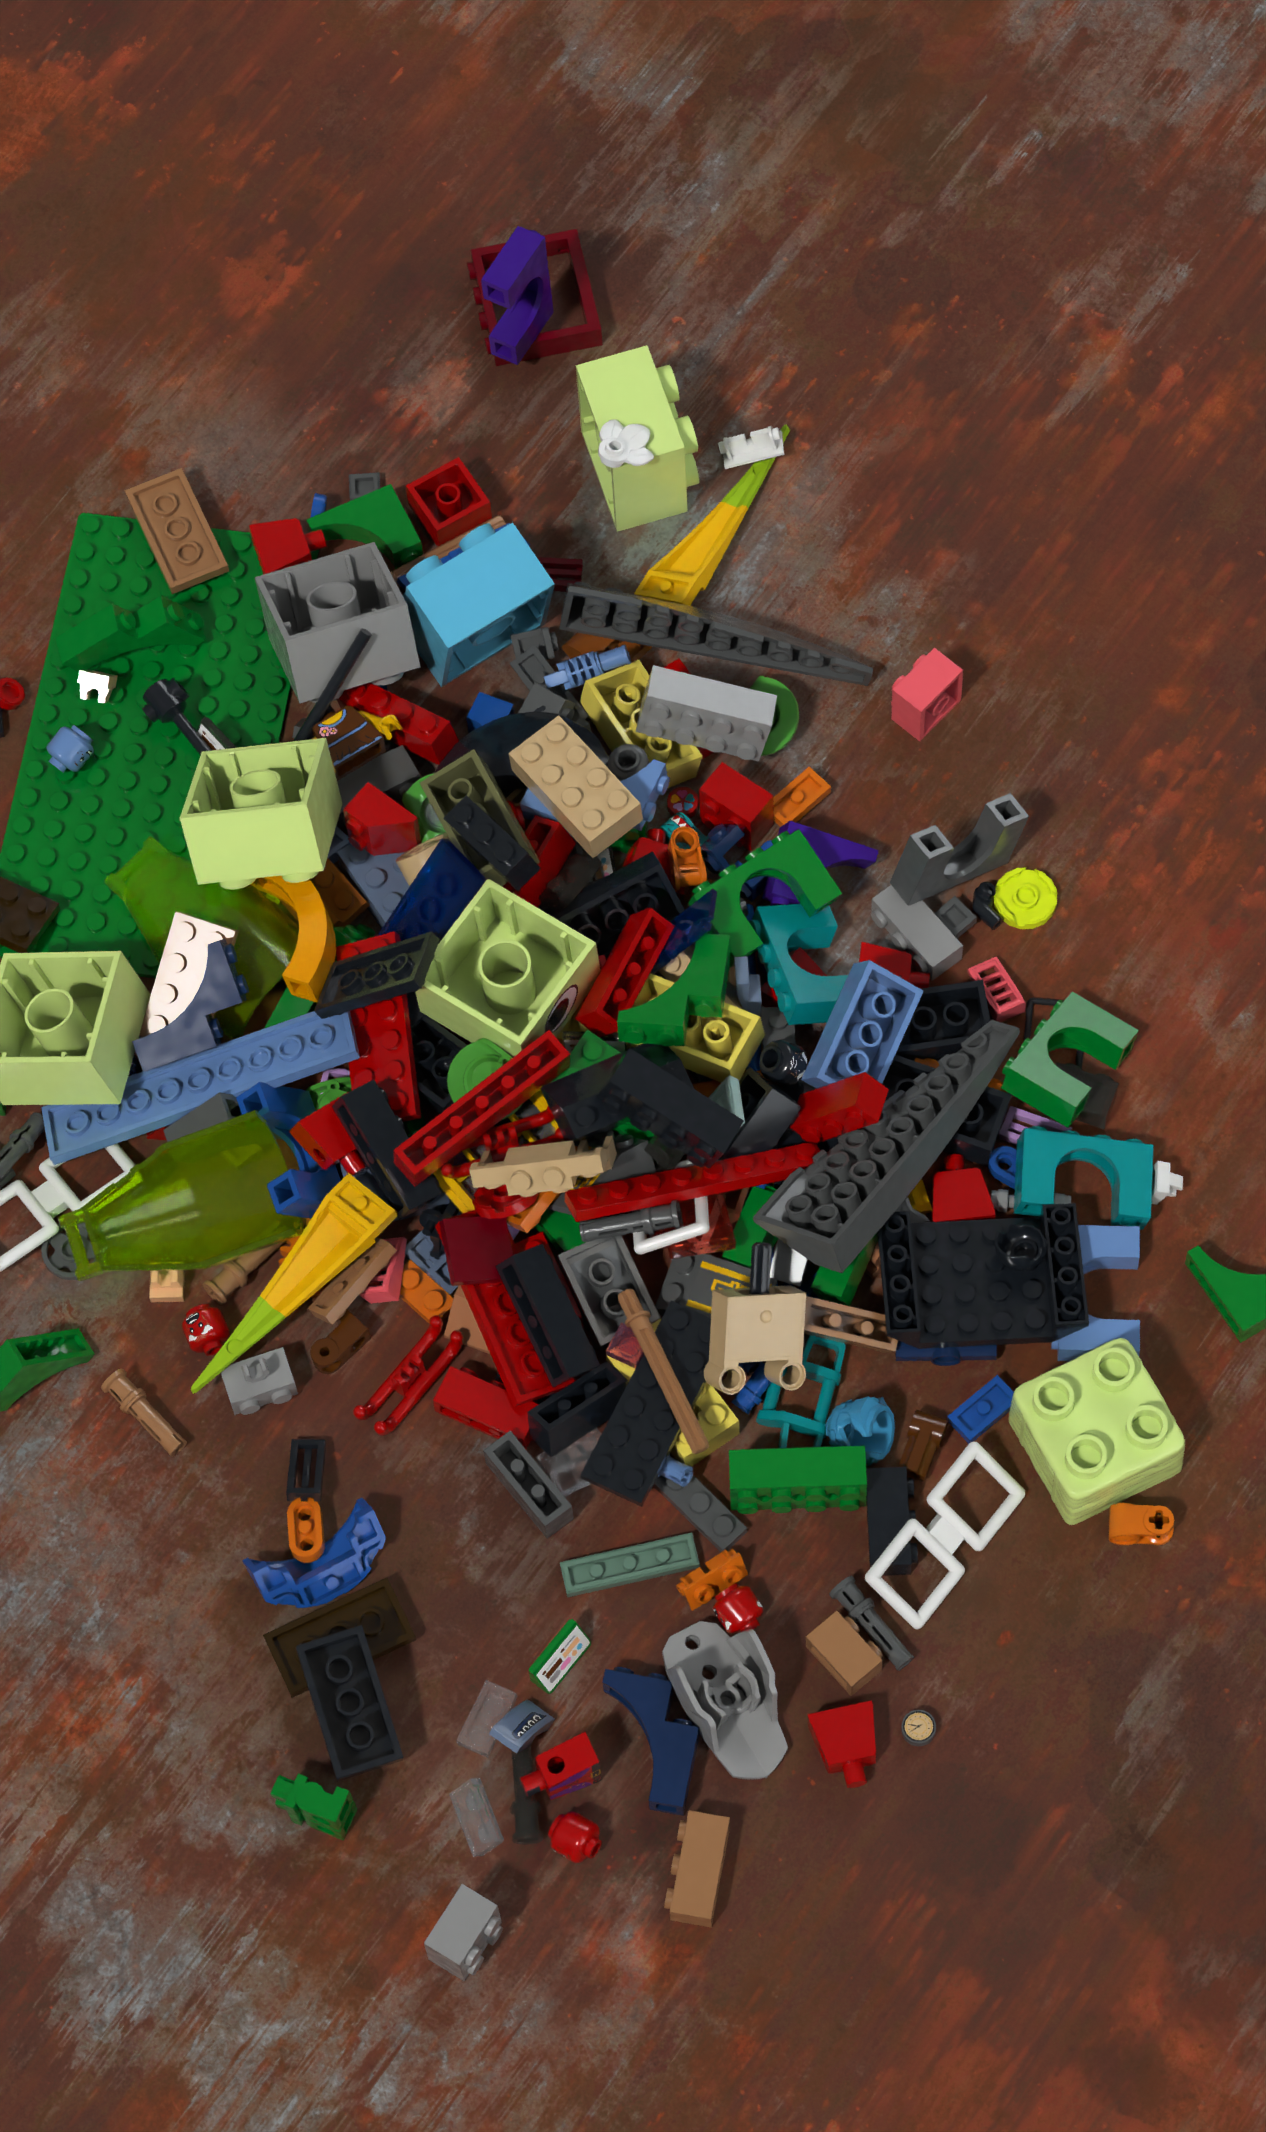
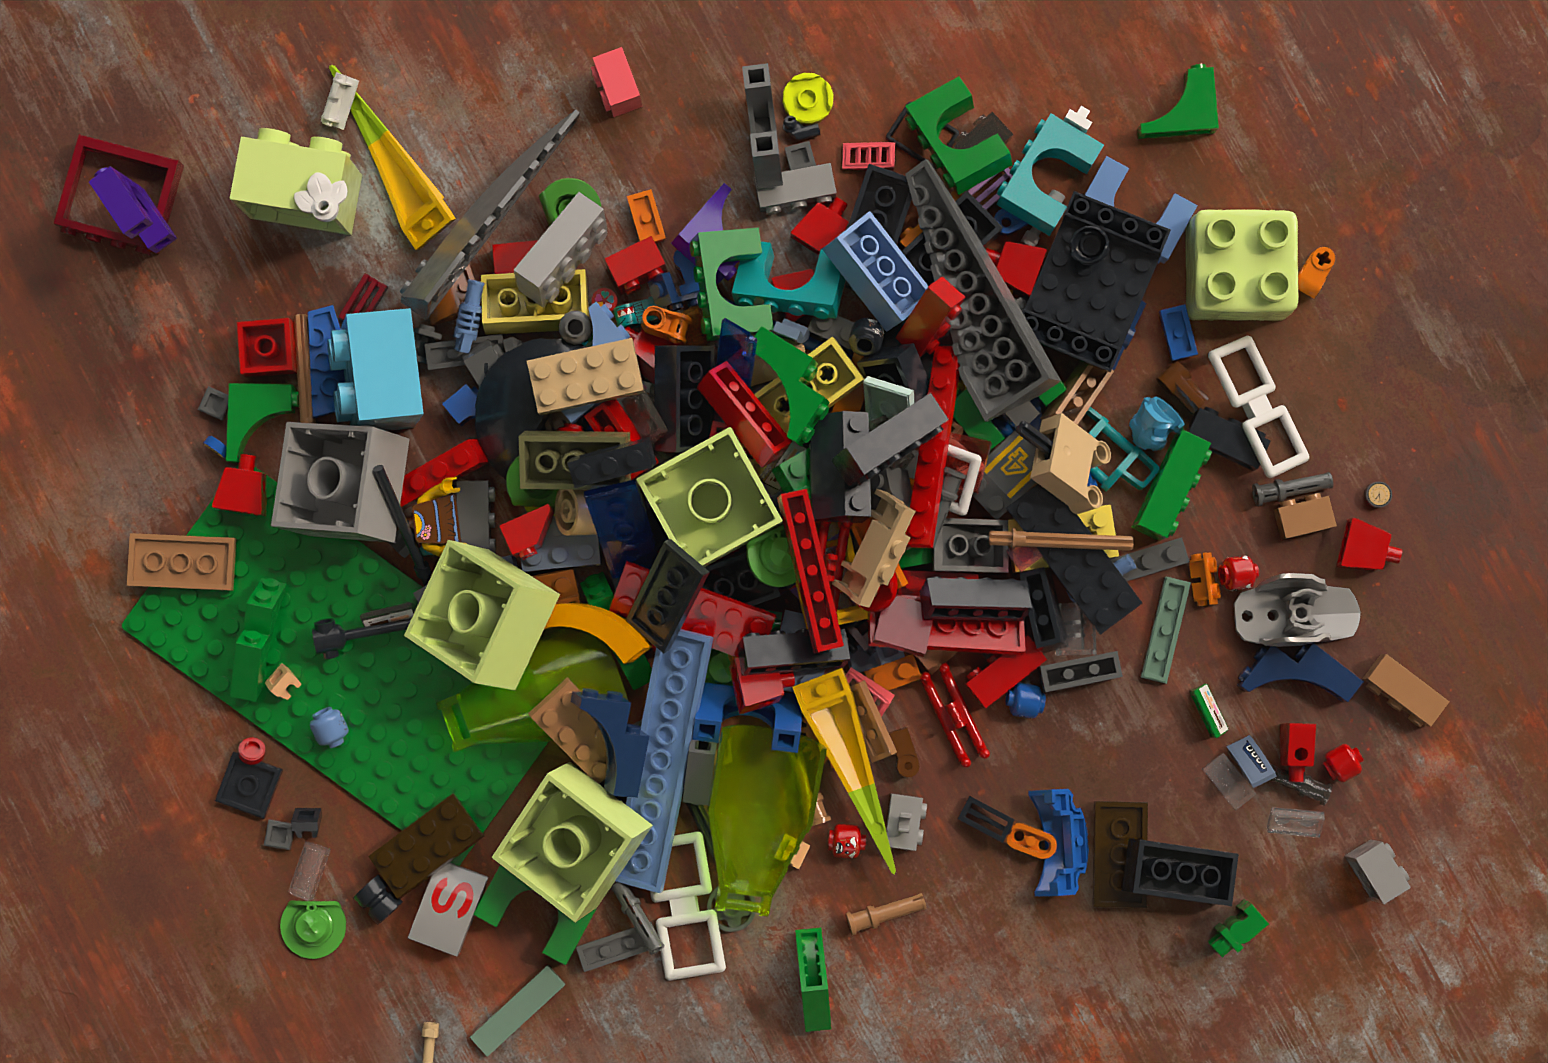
camera: 70 degrees left, 20 degrees up
(465, 1446) = (1025, 700): none -> blue head

